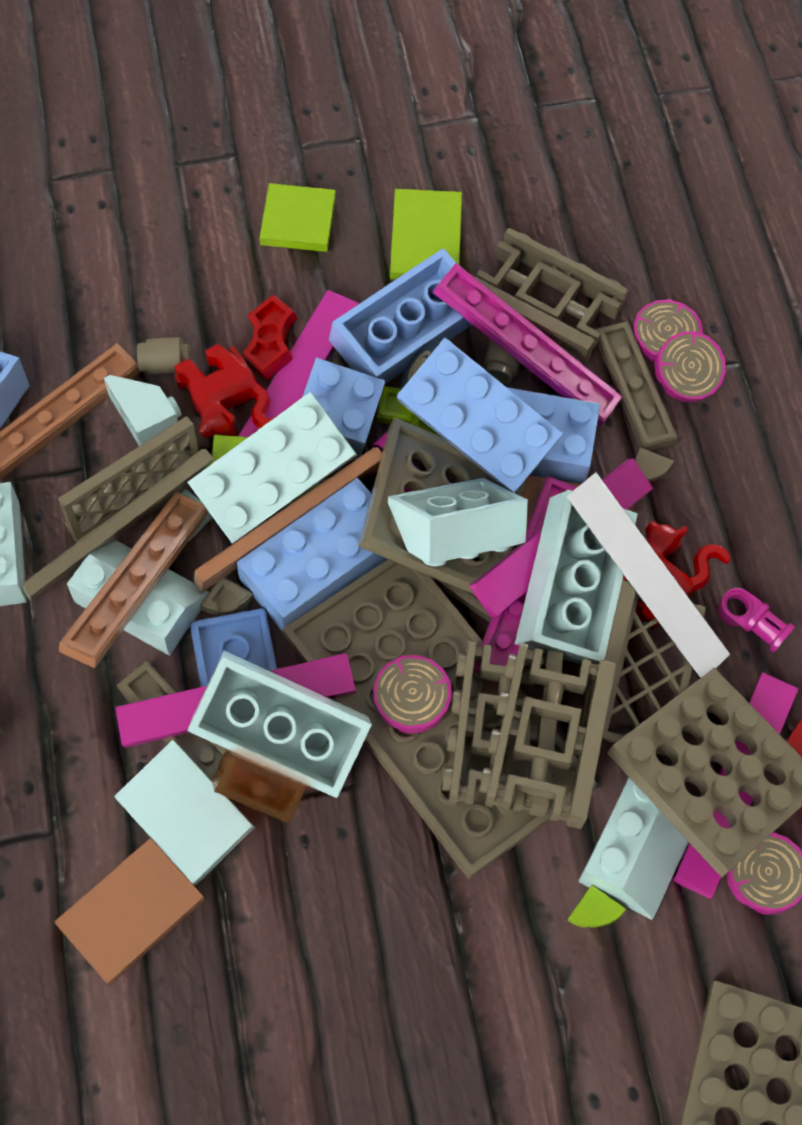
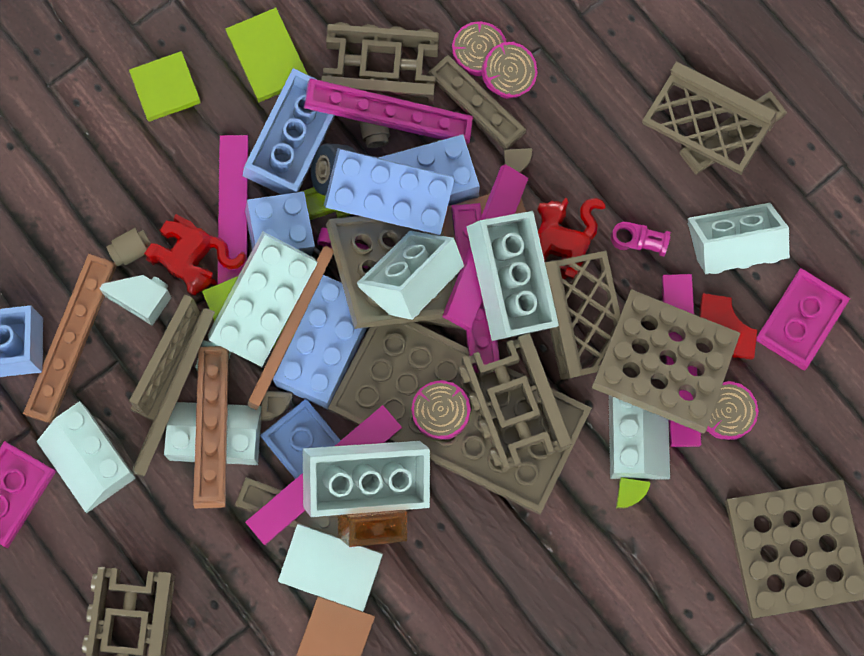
camera: 25 degrees left, 10 degrees up
(267, 349) = (201, 204): red tile -> none
(579, 740) = (574, 389): dark tan fence -> none
(648, 575) = (559, 249): white sticker -> none

